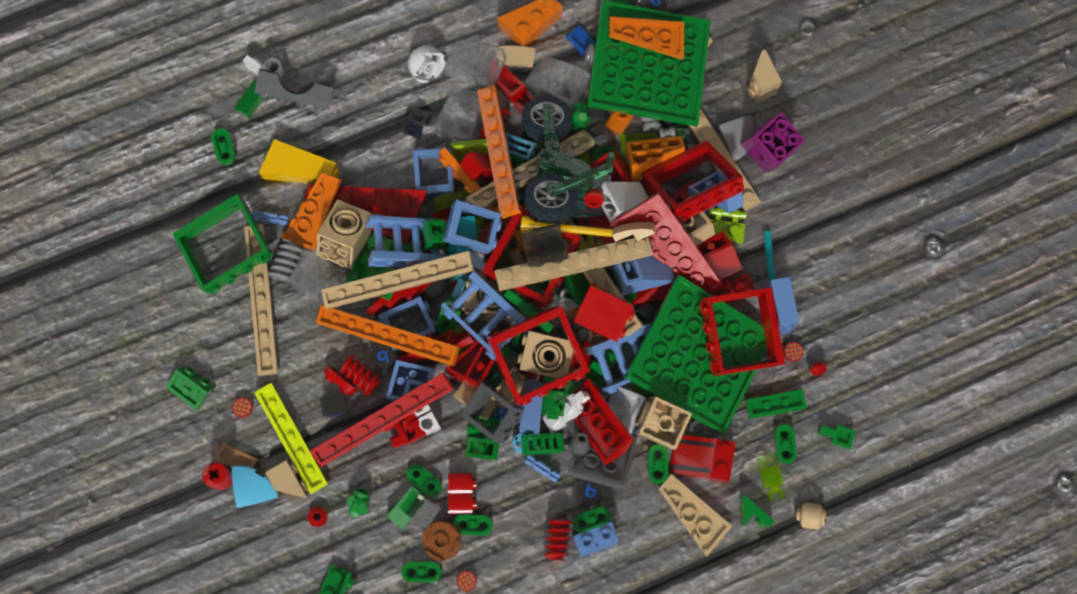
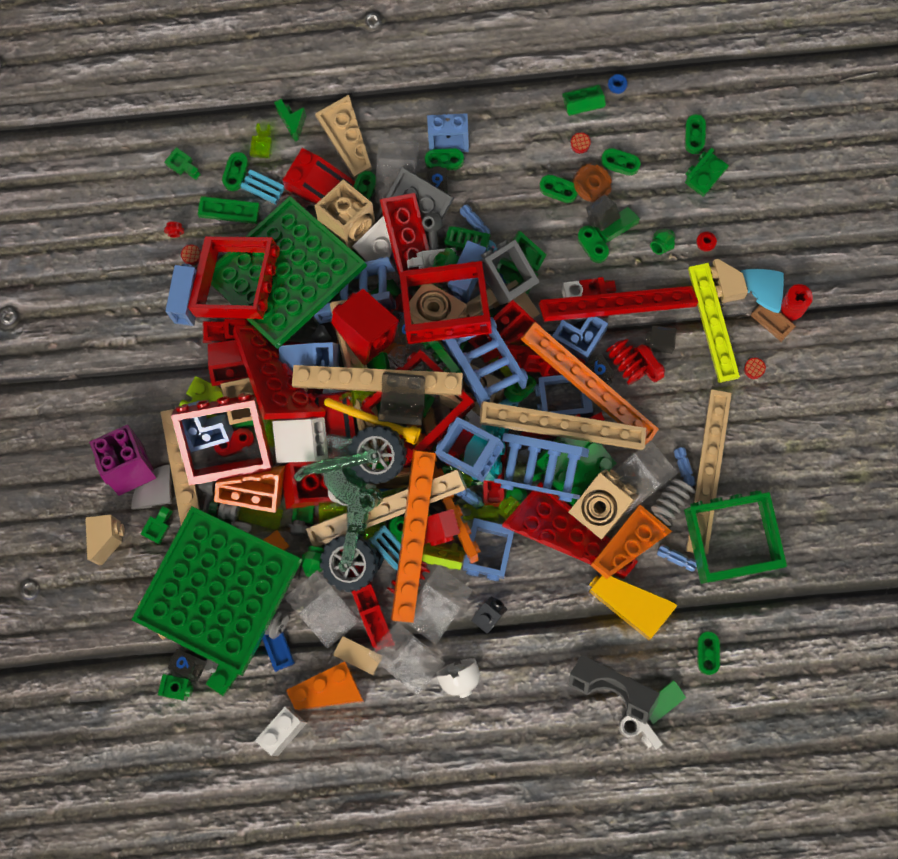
camera: 155 degrees left, 0 degrees up
(190, 386) = (803, 404): green bracket -> none
(283, 297) = (684, 466): none -> medium blue axle
(427, 207) = (507, 507): none -> clear neon green plate
(433, 234) = (503, 464): green brick -> none
(460, 493) = (561, 219): red brick -> none
(557, 540) = (481, 150): red piece -> none
(594, 198) = (331, 448): red tile -> none
(638, 229) = (297, 390): tan slope -> none
(655, 35) = (197, 613): orange wing -> none
(723, 104) = (155, 527): none -> green plate
(769, 255) = (175, 352): teal bar -> none
(770, 441) = (252, 174): none -> medium azure tile
(811, 516) = (237, 100): tan head -> none

